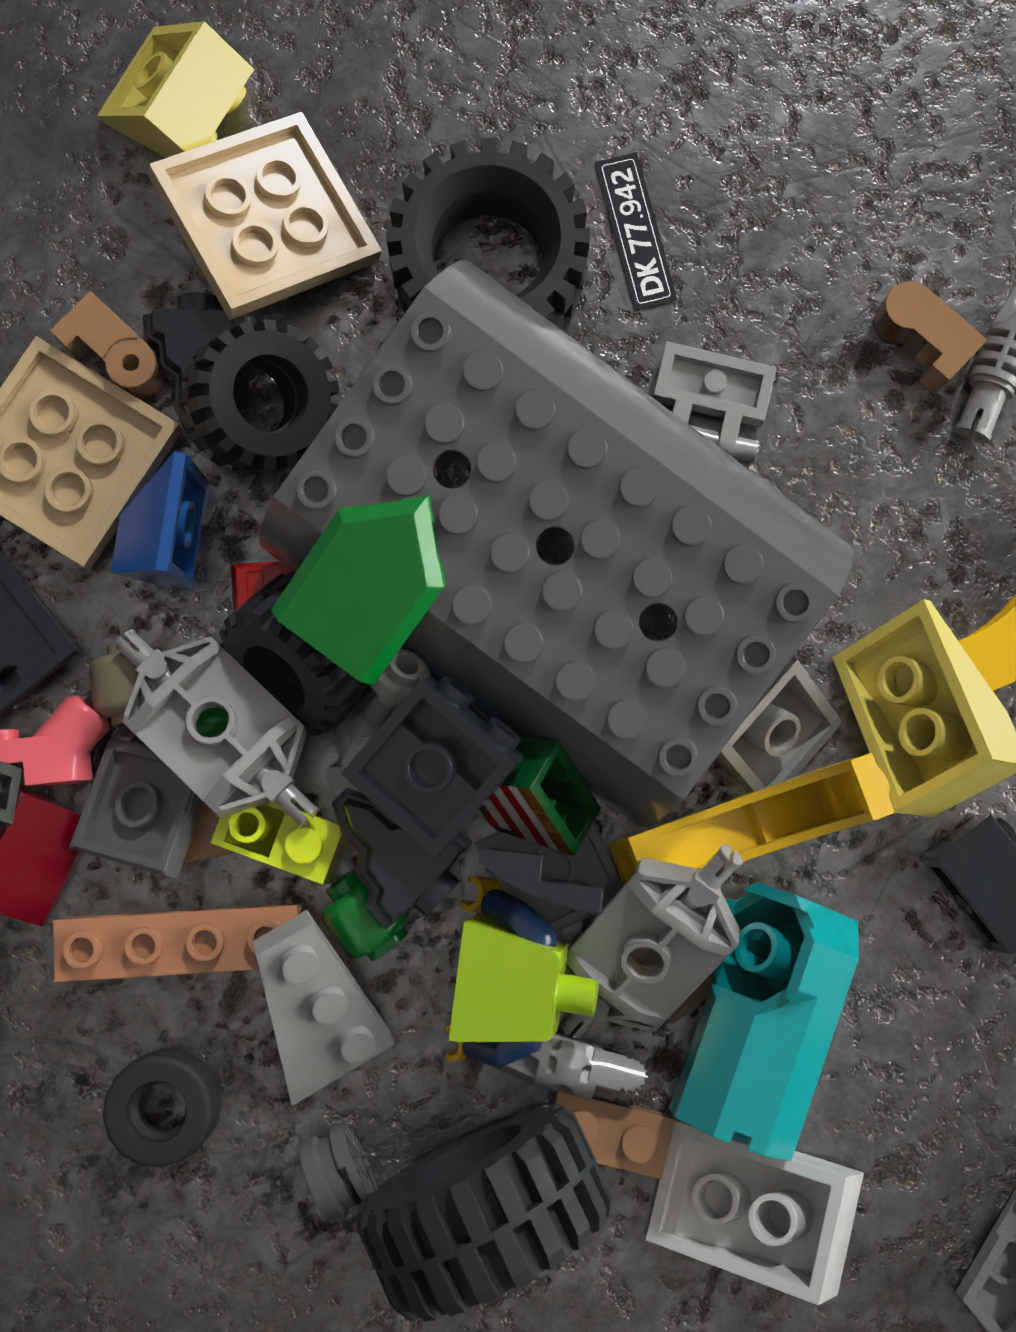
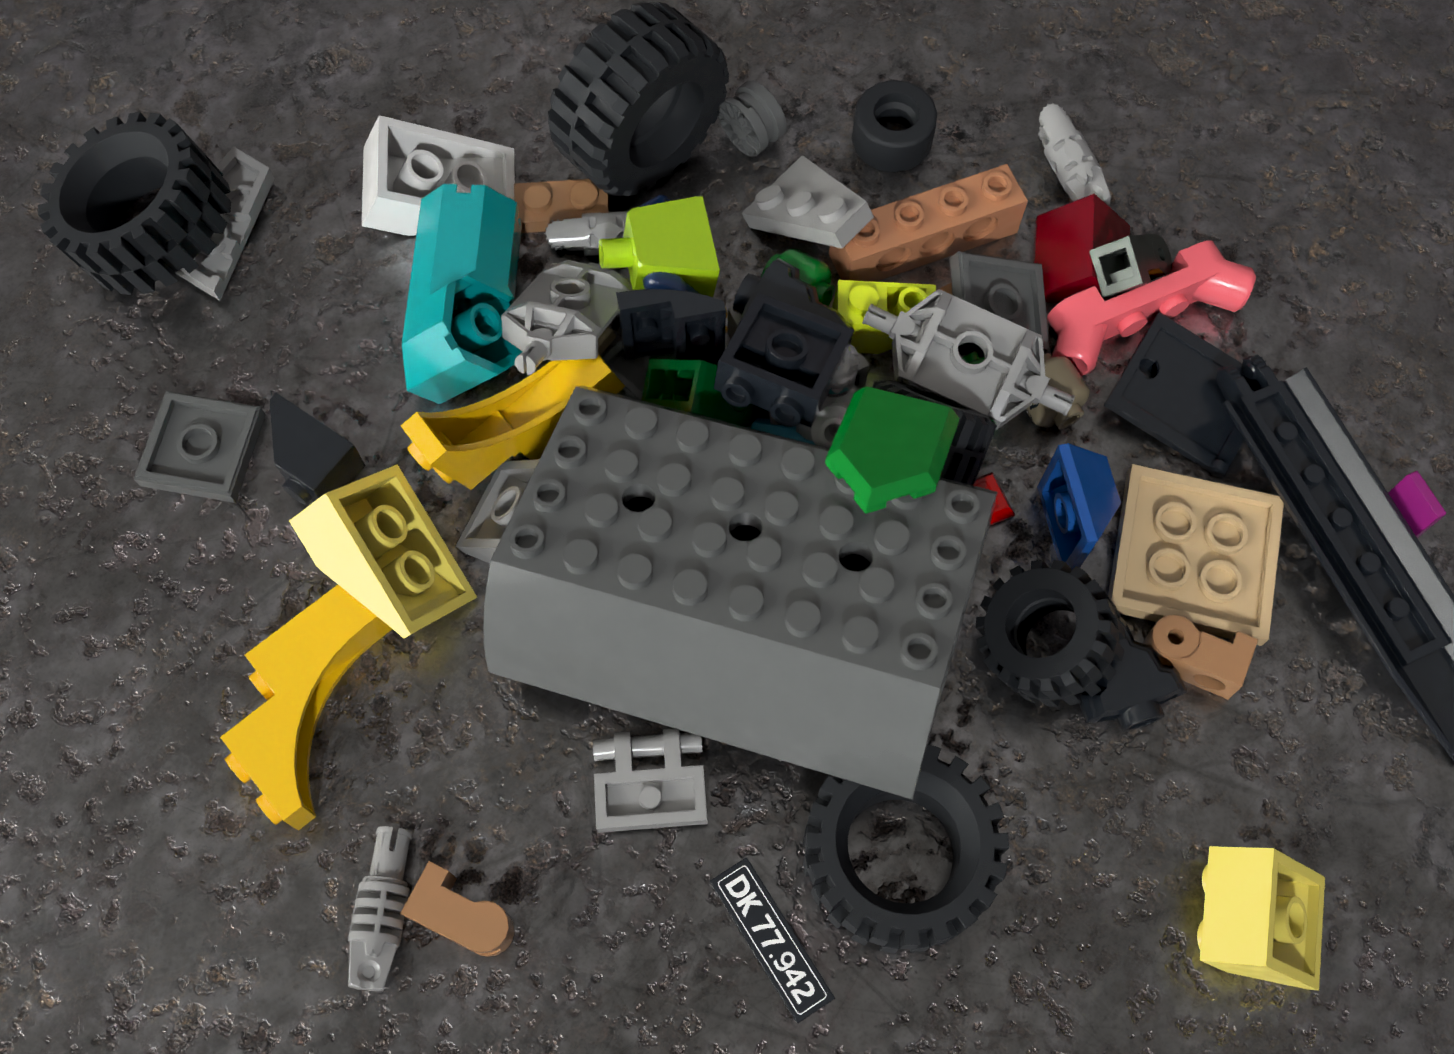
camera: 165 degrees right, 15 degrees down
(264, 214) = (1123, 816): tan plate -> none

